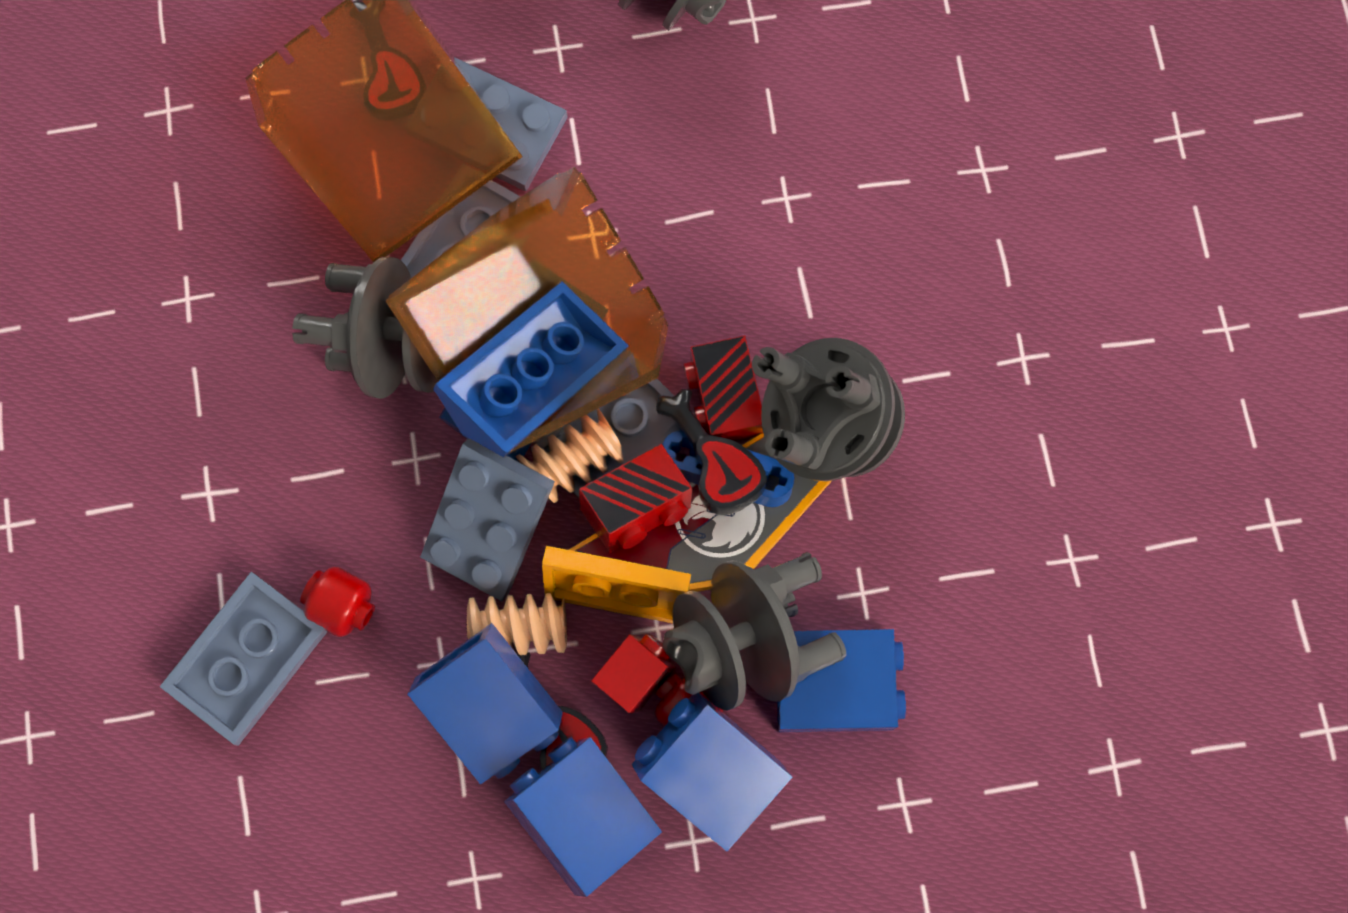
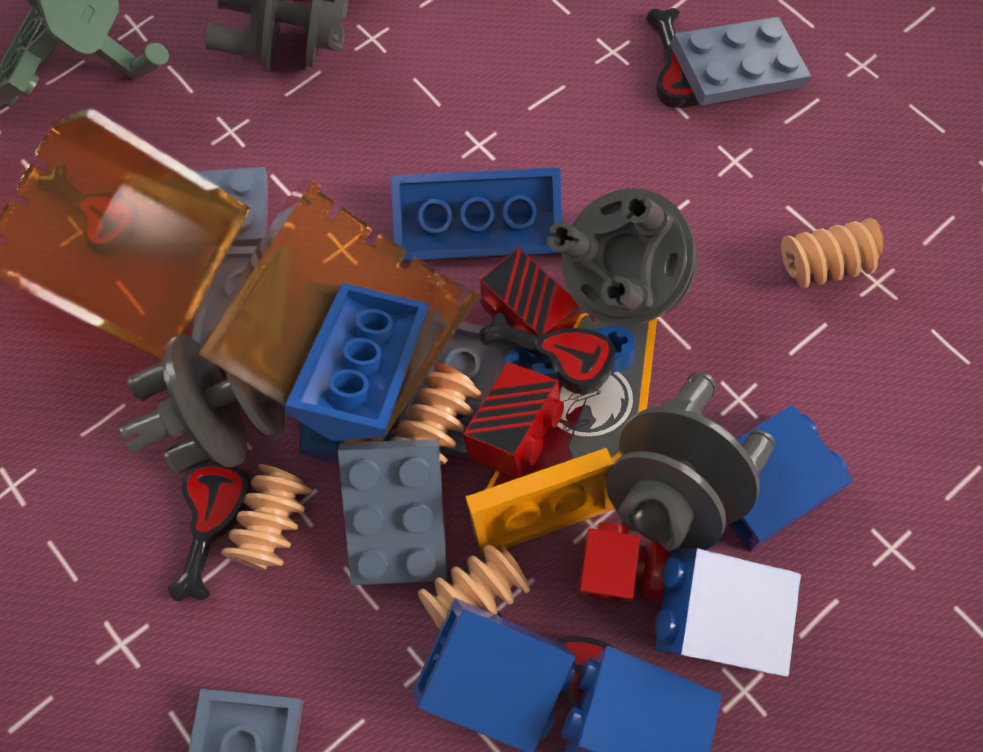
camera: 30 degrees left, 10 degrees down
(337, 601) = (298, 668): red head -> none
(346, 421) = (215, 498): none -> black piece
(381, 460) = (267, 520): none -> light nougat piece
(734, 275) = (475, 212): none -> blue slope
(1036, 240) = (672, 84): none -> black piece
(1039, 509) = (833, 251): none -> light nougat piece
(1097, 256) = (739, 60): none -> sand blue plate

